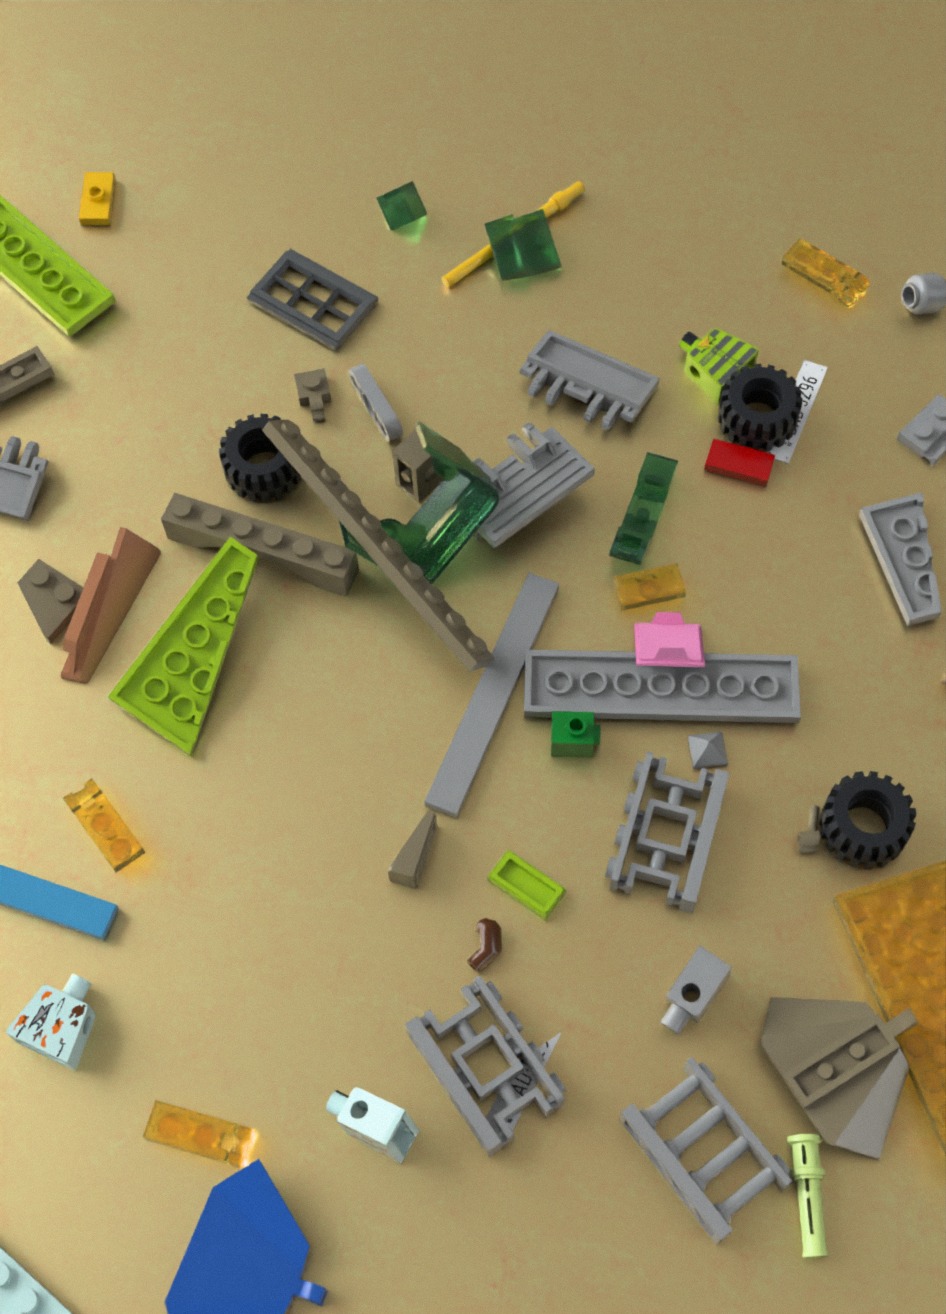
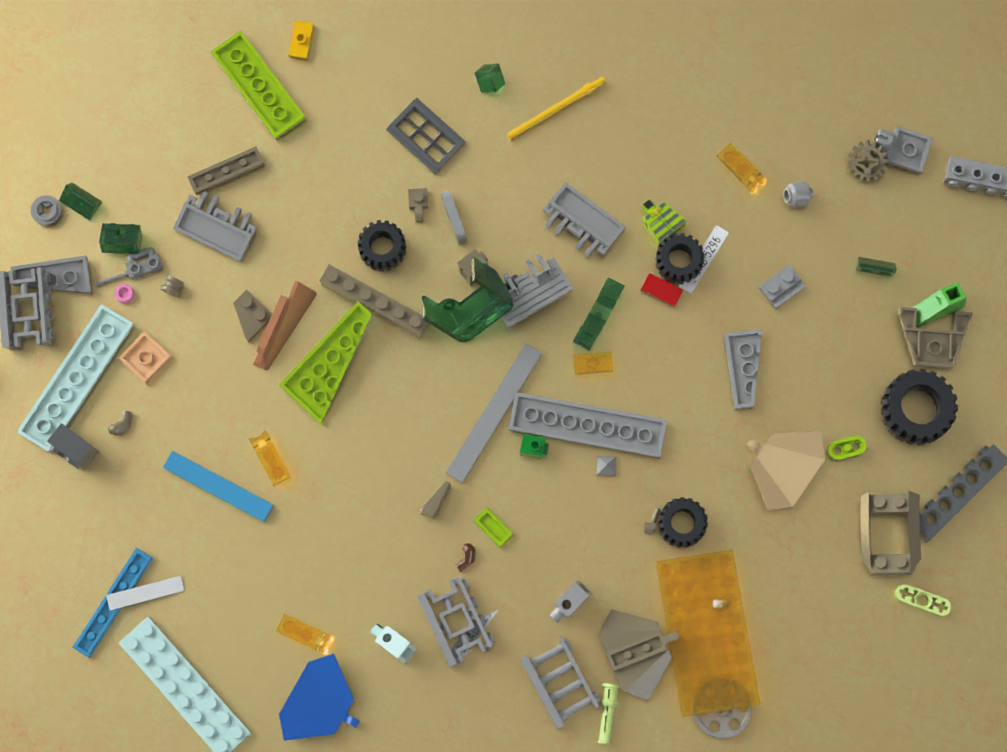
camera: 10 degrees right, 15 degrees up
(56, 1022) = (236, 564): light aqua torso -> none
(379, 545) = (440, 316): dark tan plate -> none
(522, 245) = (559, 120): clear green slope -> none
(669, 642) = (596, 400): bright pink piece -> none
(695, 837) = (587, 516): light grey fence -> none

